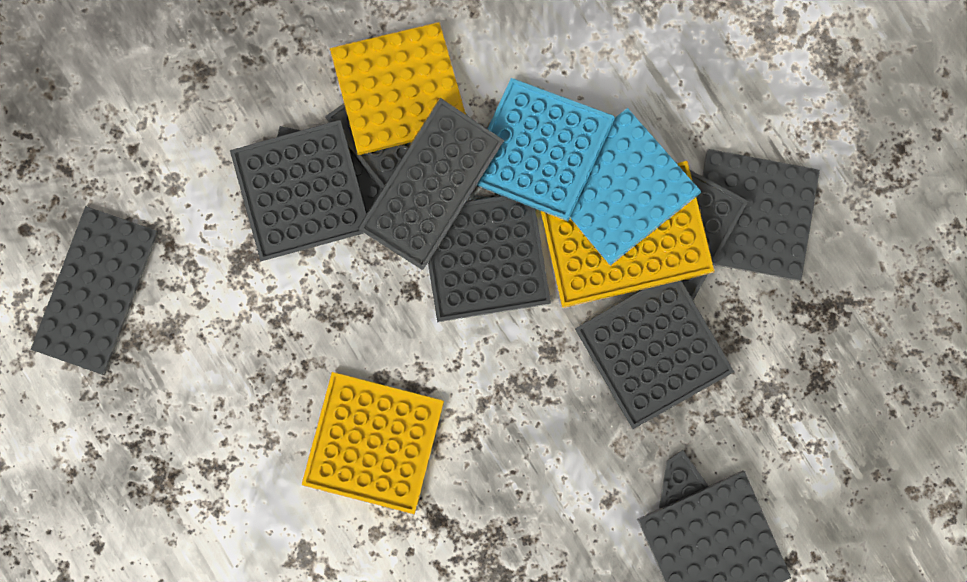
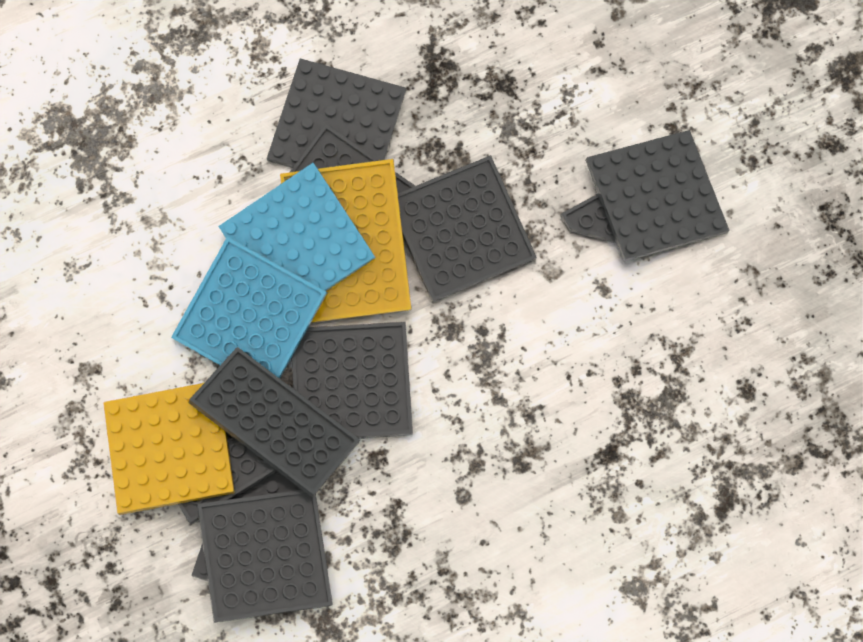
camera: 85 degrees left, 10 degrees down
(372, 443) = (528, 508): yellow plate -> none

